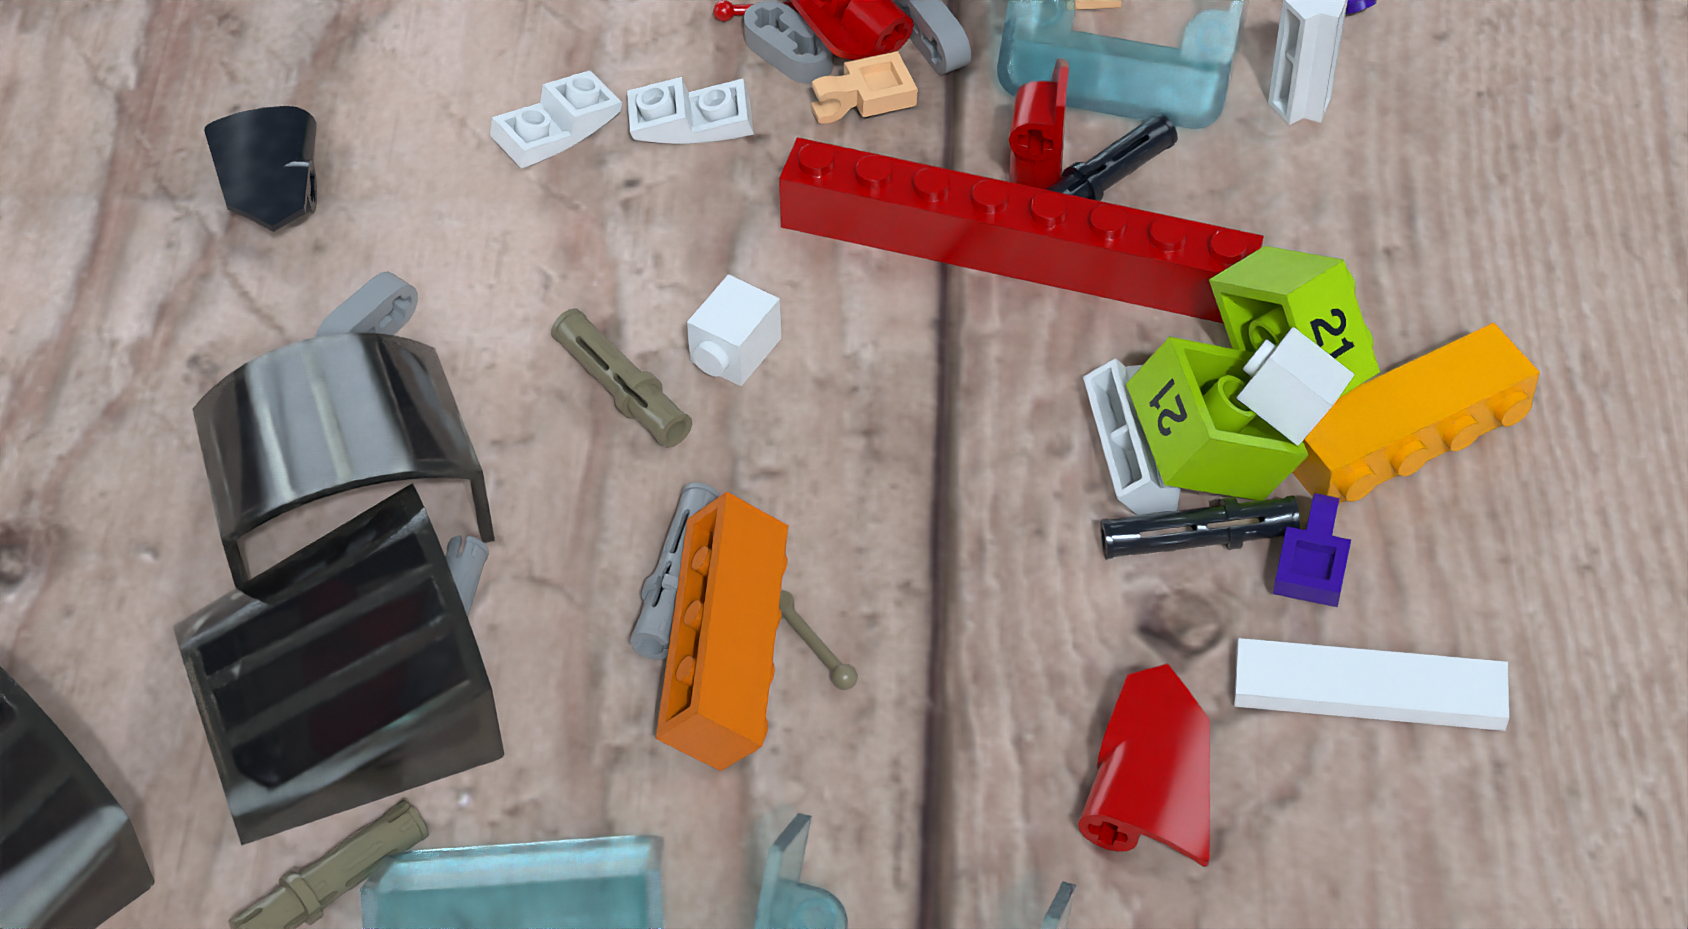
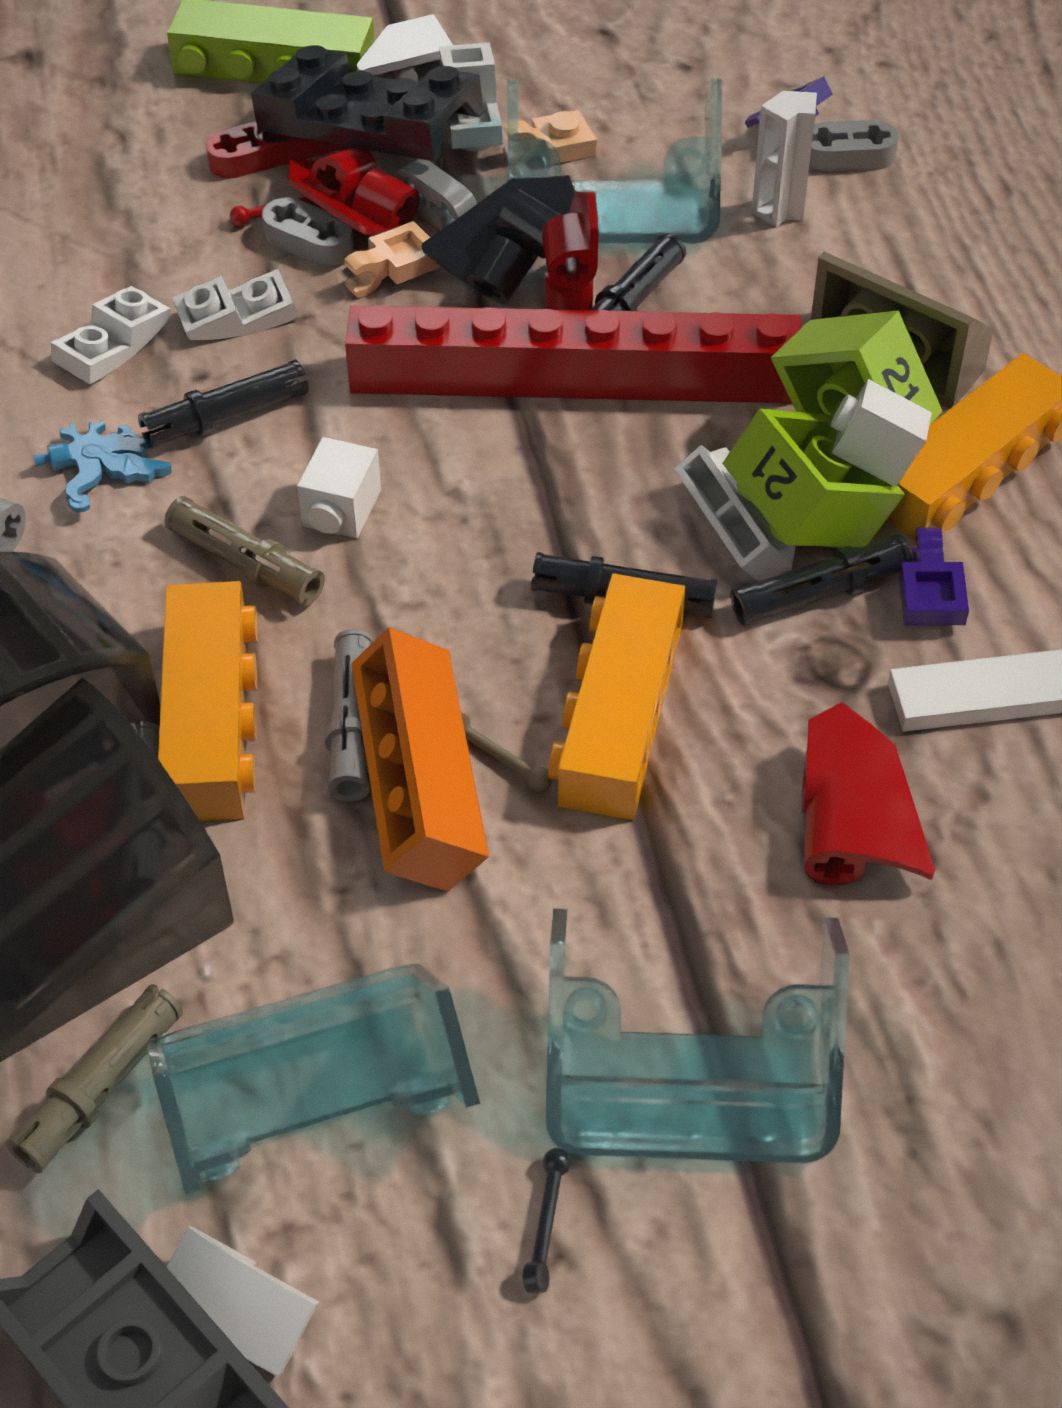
camera: 15 degrees left, 0 degrees up
(526, 248) = (116, 454): none -> dark azure piece
(537, 527) = (205, 697): none -> light orange brick
(623, 220) = (201, 411): none -> black pin
(948, 608) = (619, 697): none -> light orange brick
(970, 483) = (593, 579): none -> black pin
(975, 88) = (501, 235): none -> black panel
(1397, 46) = (853, 146): none -> light grey beam
(1400, 290) = (946, 340): none -> dark tan slope

